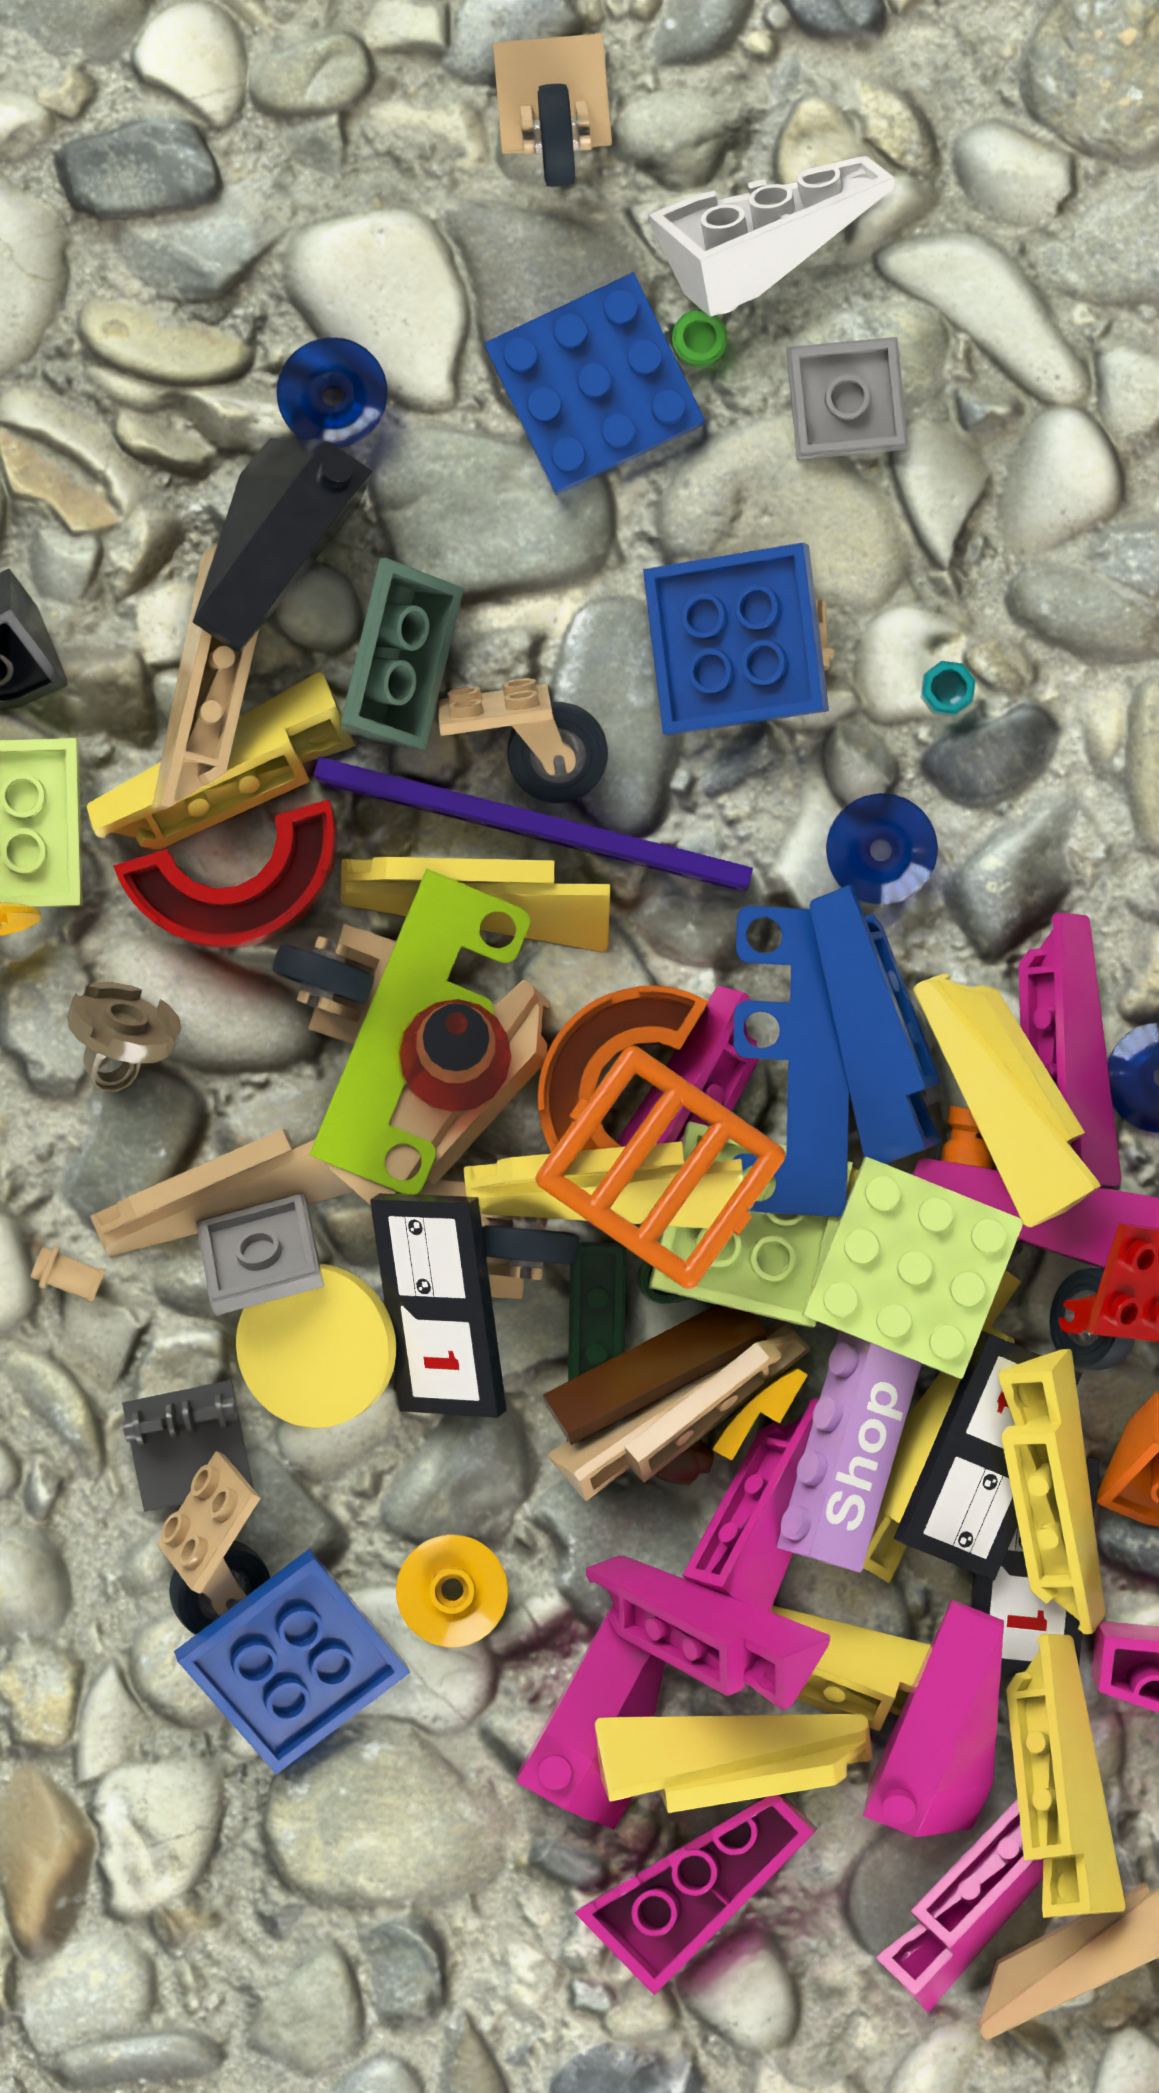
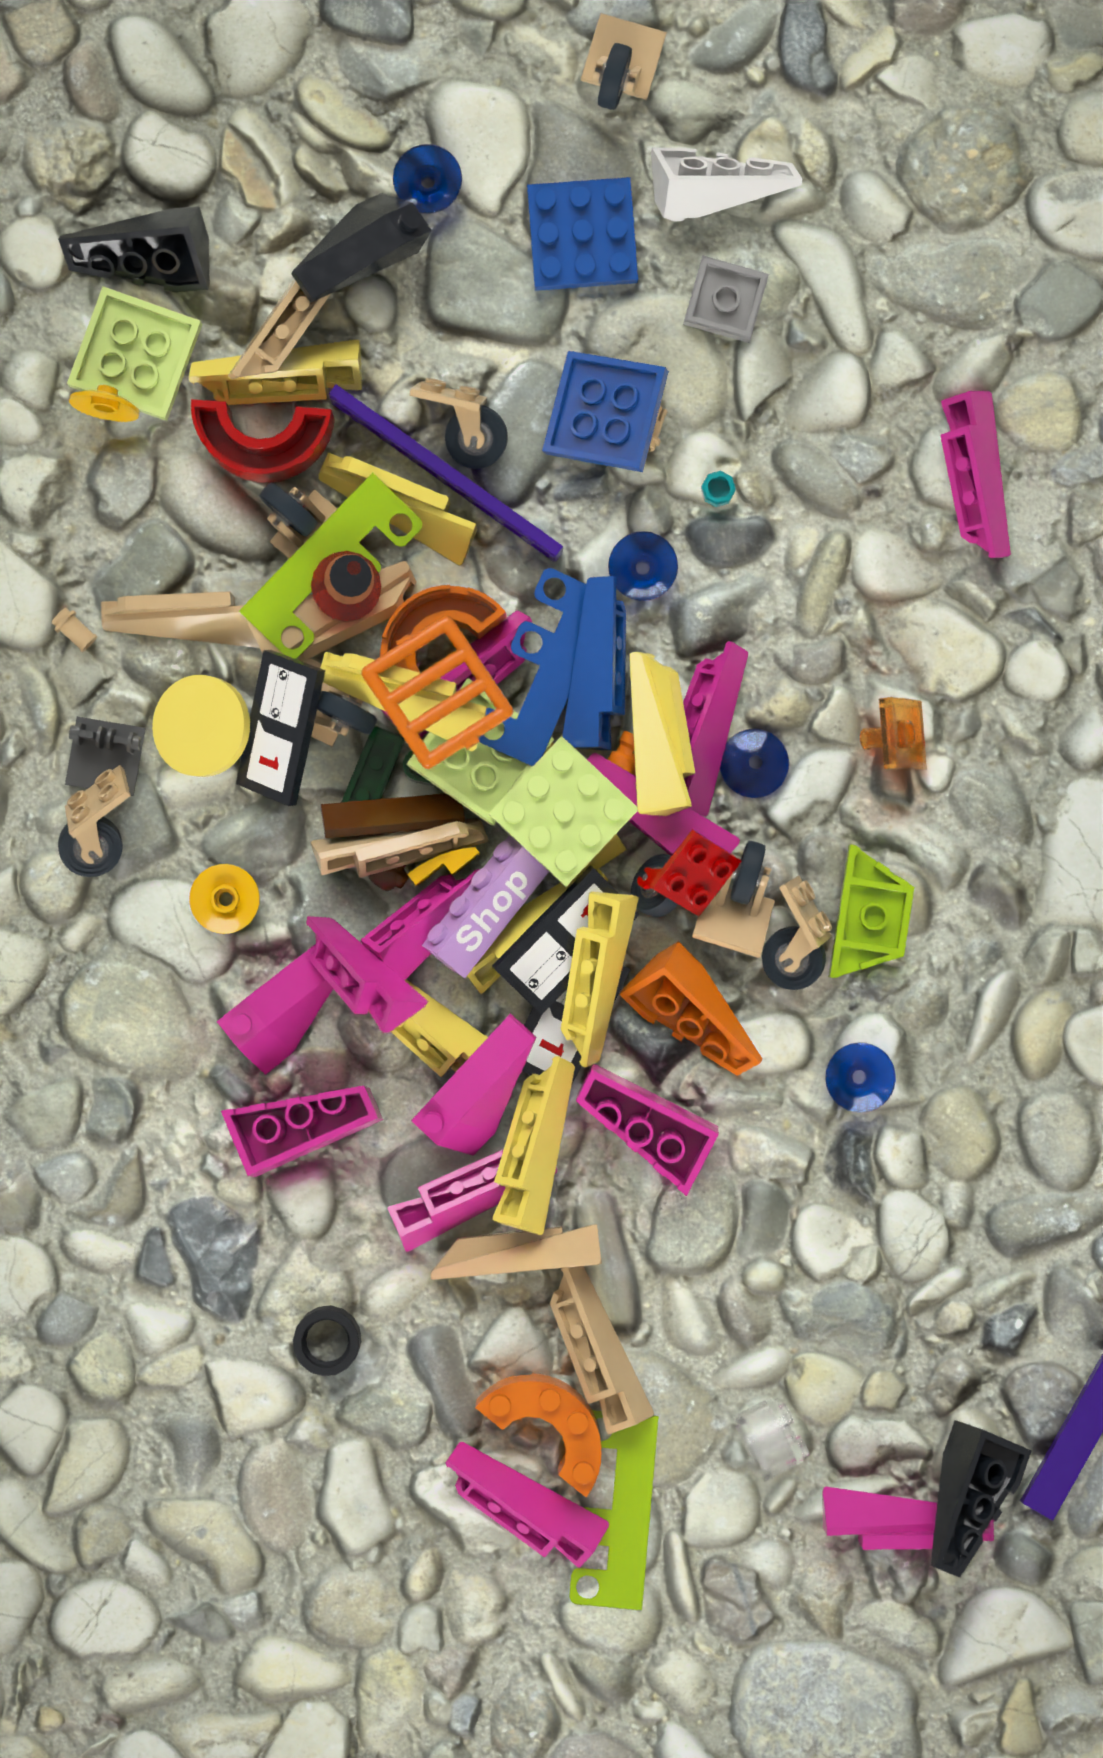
camera: 15 degrees right, 0 degrees up
(121, 1027) = (161, 496): dark tan tile -> none
(259, 1254) = (188, 659): light grey tile -> none
(292, 1661) = (114, 902): blue plate -> none
(401, 657) = (405, 343): sand green slope -> none
(699, 339) = (653, 231): bright green tile -> none
(727, 1757) = (345, 1055): light yellow wedge -> none

